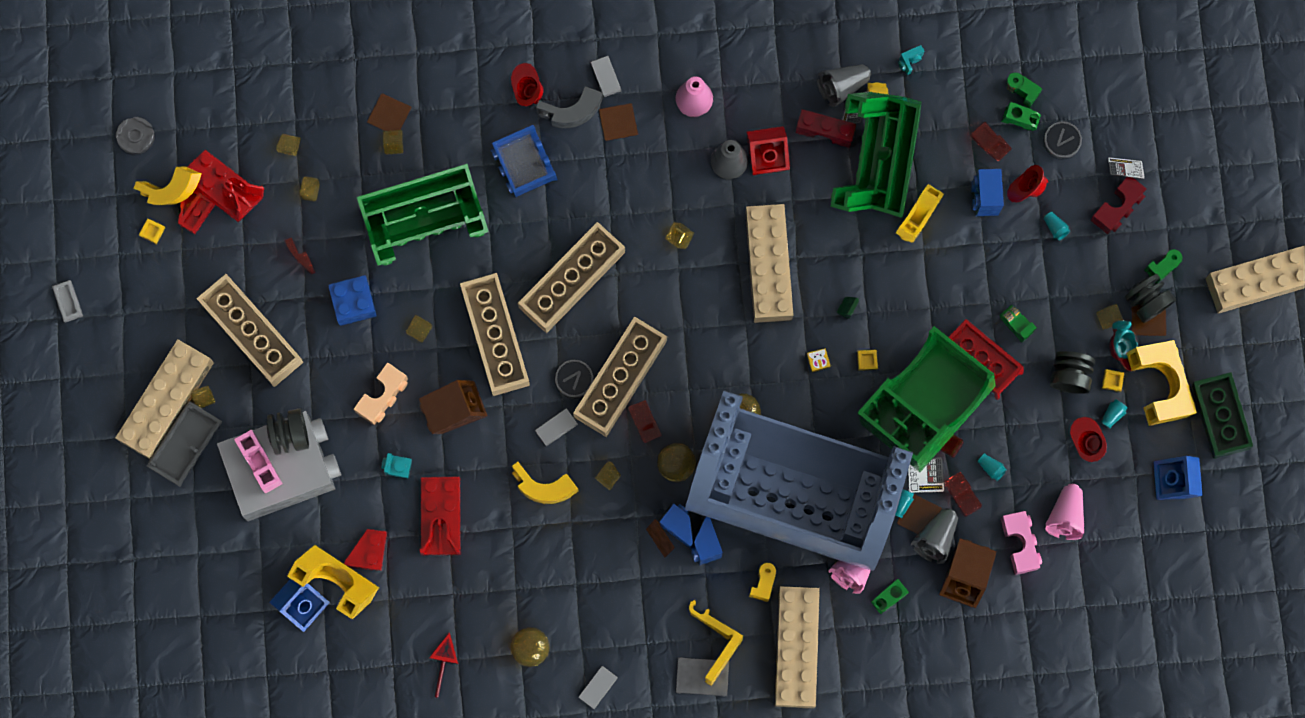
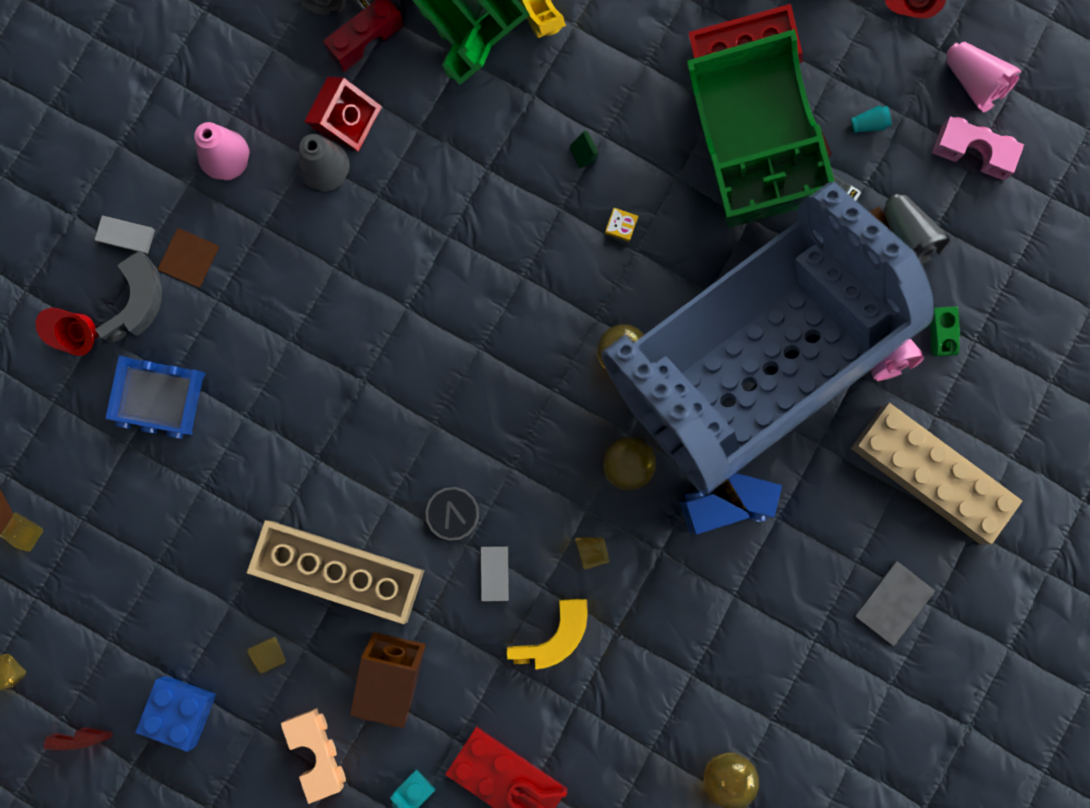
camera: 55 degrees left, 5 degrees up
(421, 209) = (123, 561): green wedge -> none
(571, 277) = (332, 435): tan brick -> none
(598, 687) = (830, 733): light grey tile -> none
(620, 376) = (488, 459): tan brick -> none
(644, 421) = (557, 467): clear red slope -> none
(660, 538) = (706, 543): reddish brown sticker -> none
(679, 235) = (370, 279): clear yellow slope -> none
(726, 632) = (888, 553): yellow hinge -> none
(767, 575) = (836, 458): yellow leg -> none
(769, 263) = (473, 201): tan brick -> none
(867, 360) = (658, 172): yellow tile -> none
(962, 494) = (880, 173): clear red slope -> none
(968, 573) = (977, 226): reddish brown slope -> none

